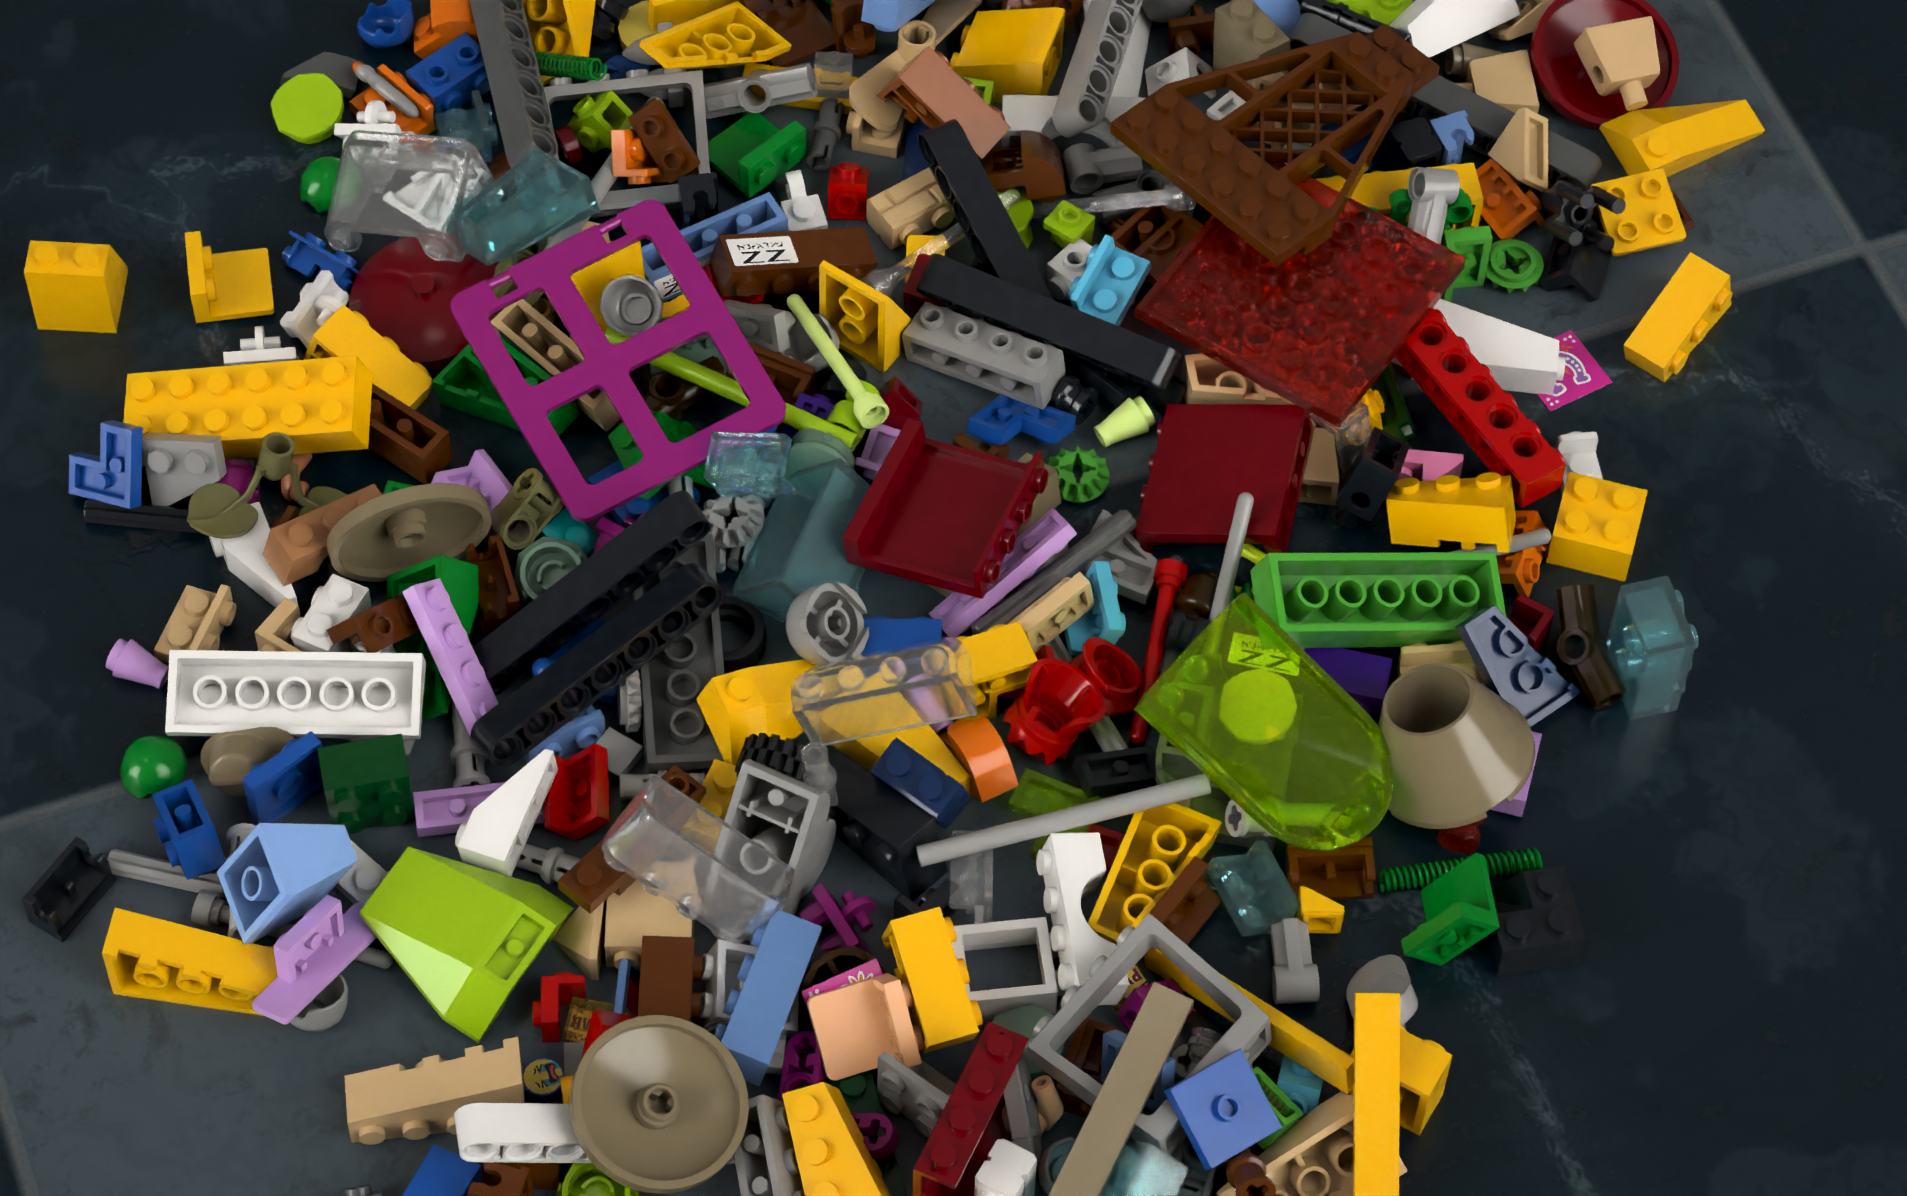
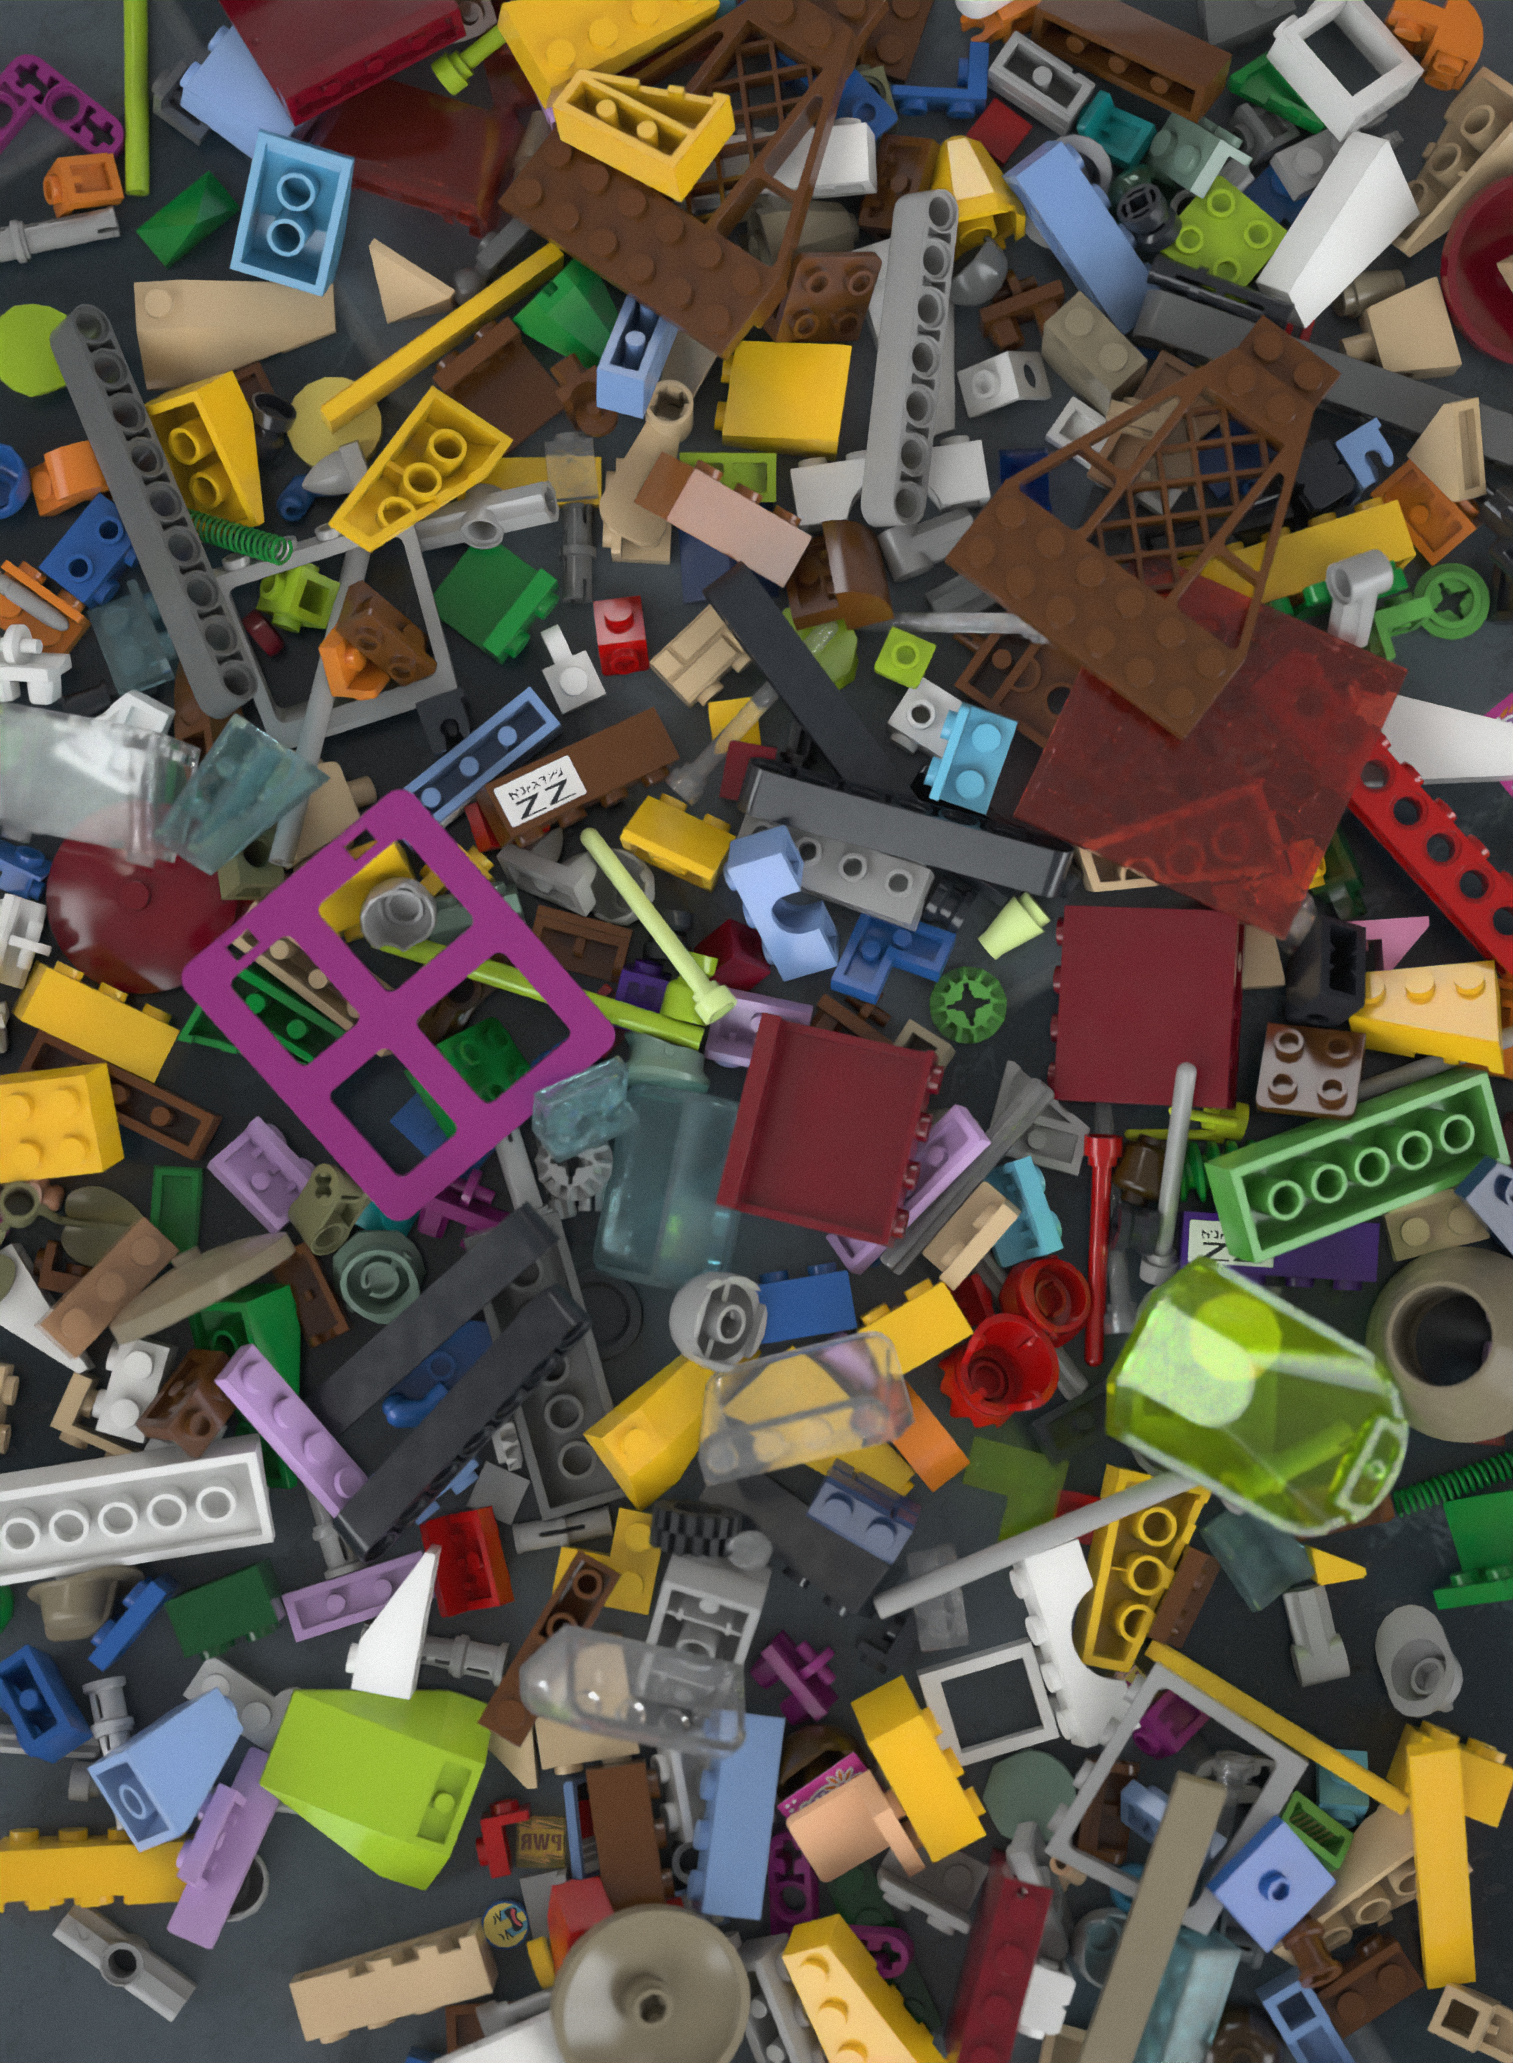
camera: 10 degrees left, 30 degrees up
(221, 1063) = (154, 1978): none -> light grey piece
(942, 394) = (793, 936): none -> medium blue arch
(1351, 531) = (1311, 1071): none -> reddish brown bracket

